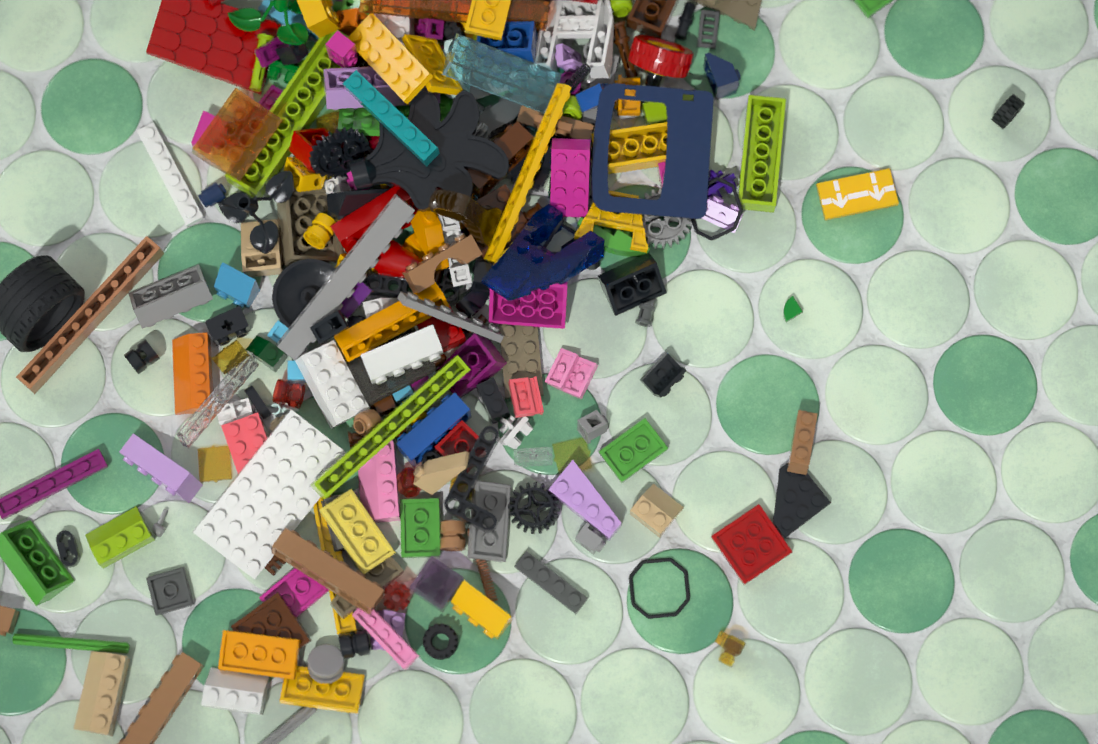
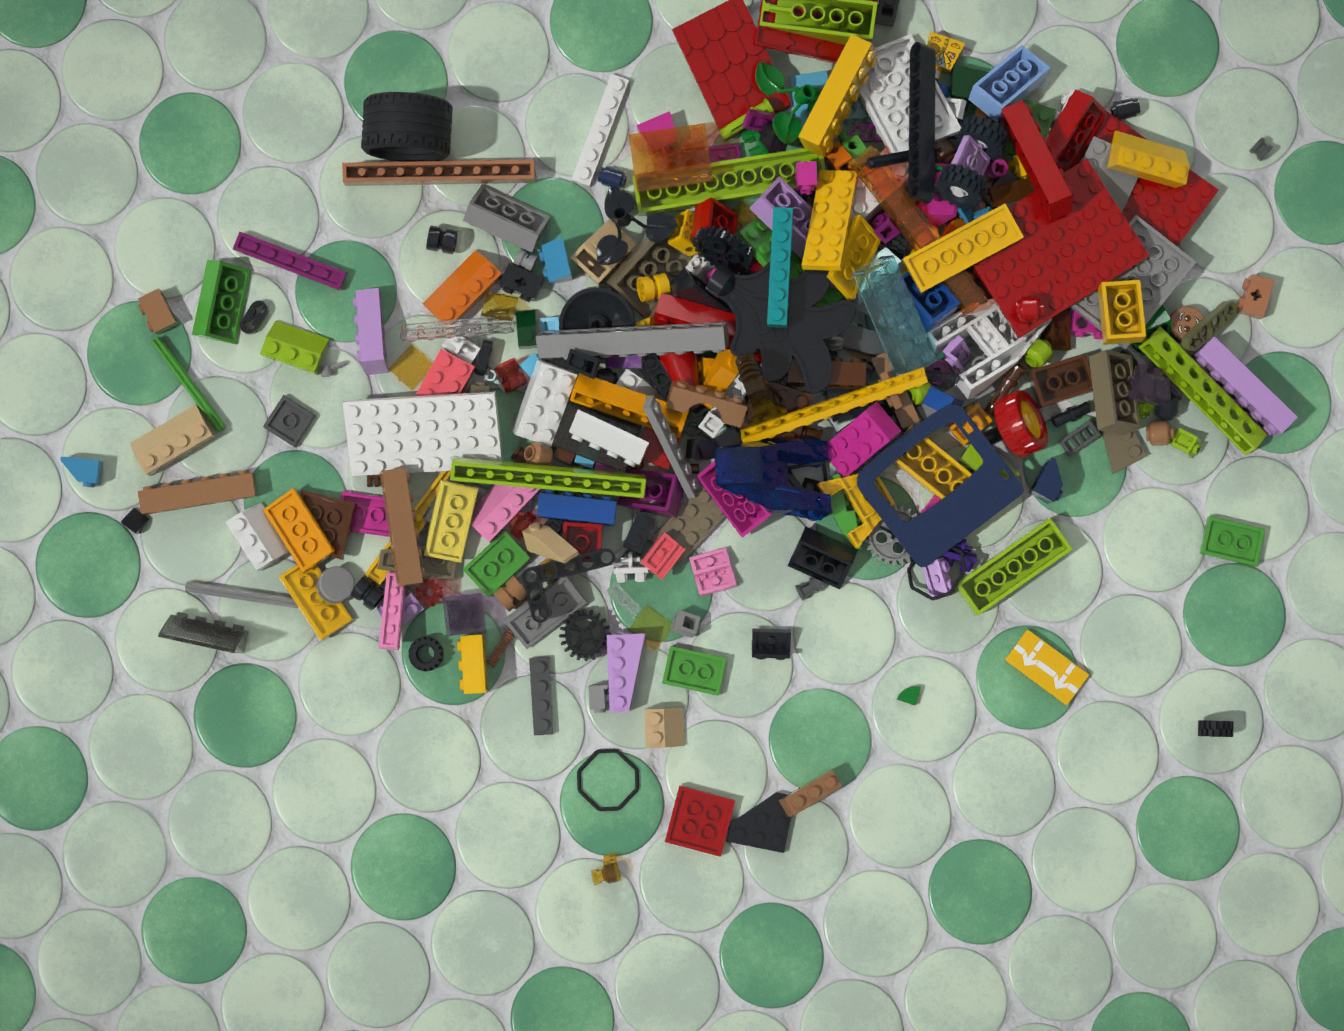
camera: 45 degrees right, 10 degrees up
(214, 309) = (525, 260): none -> light grey wheel

